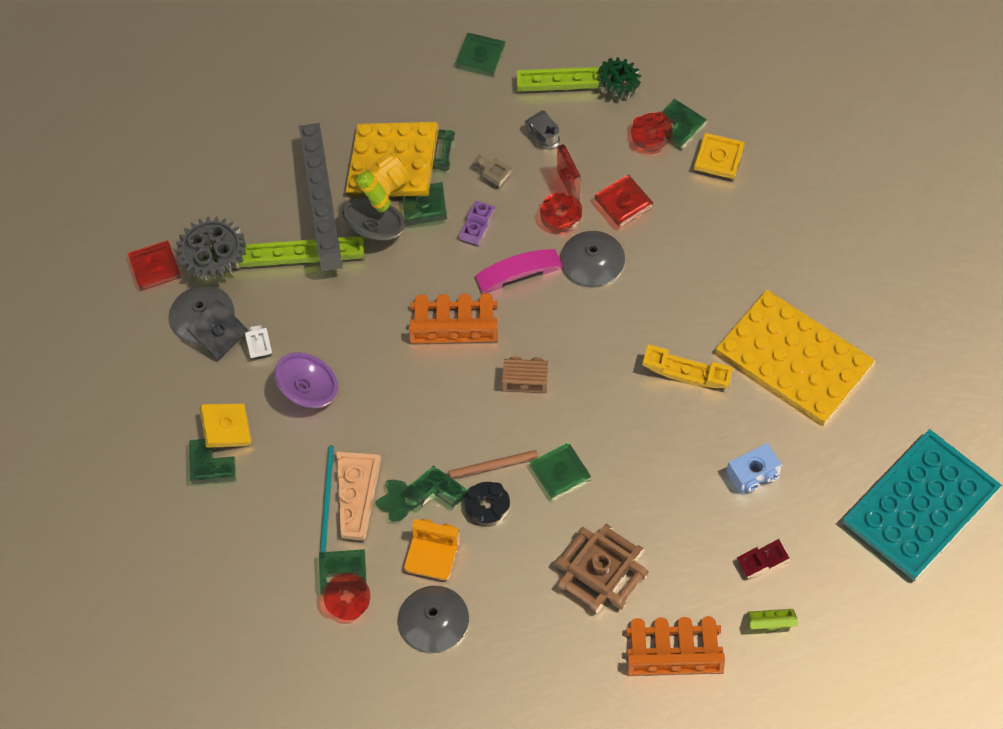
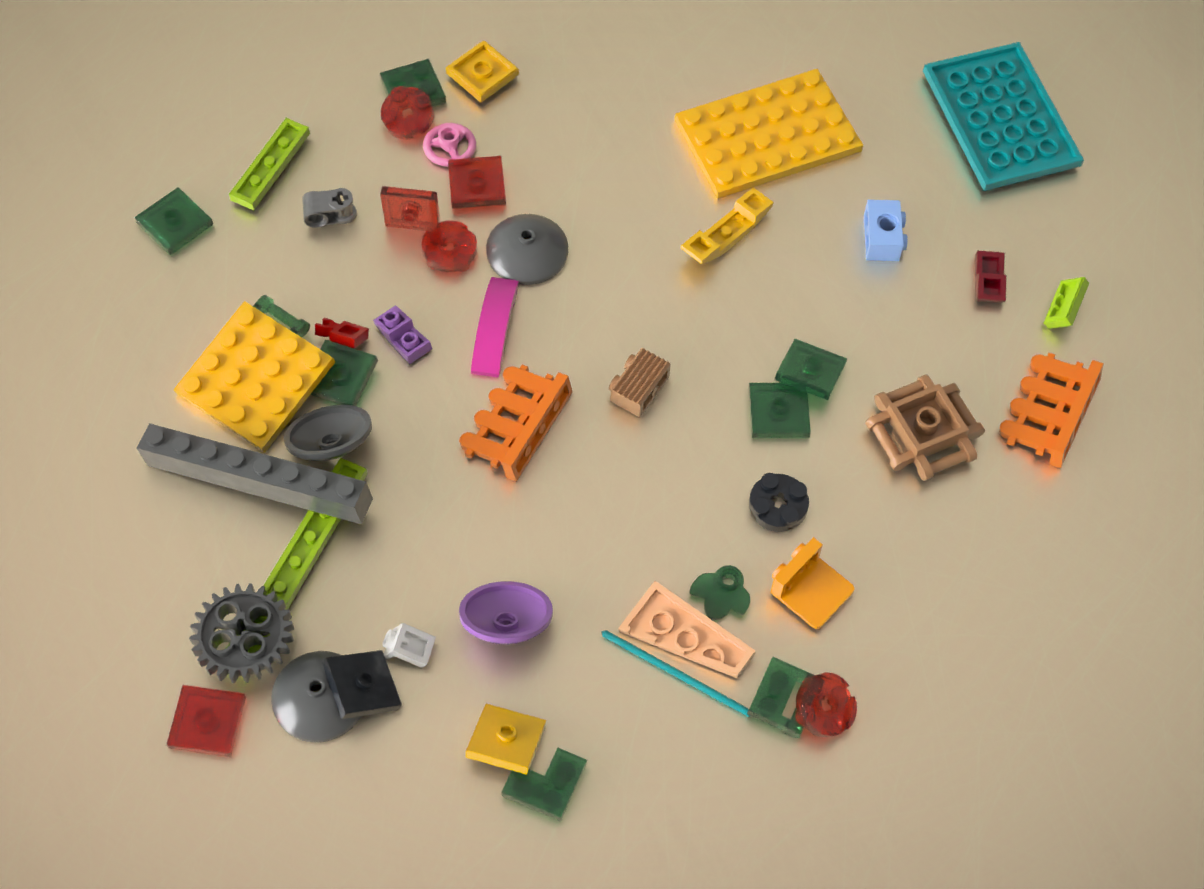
camera: 65 degrees left, 0 degrees up
(382, 179) = (291, 388): yellow piece -> none
(435, 632) = (893, 645): dark grey dish -> none
(436, 483) = (728, 542): clear green plate -> none
(453, 190) = (344, 333): none -> red plate
(493, 171) = (346, 281): dark tan plate -> none
(493, 464) = (731, 473): nougat bar -> none
(603, 474) = (811, 369): none -> clear green plate
(612, 70) = (316, 105): dark green gear -> none
(647, 167) = (448, 138): none -> bright pink piece

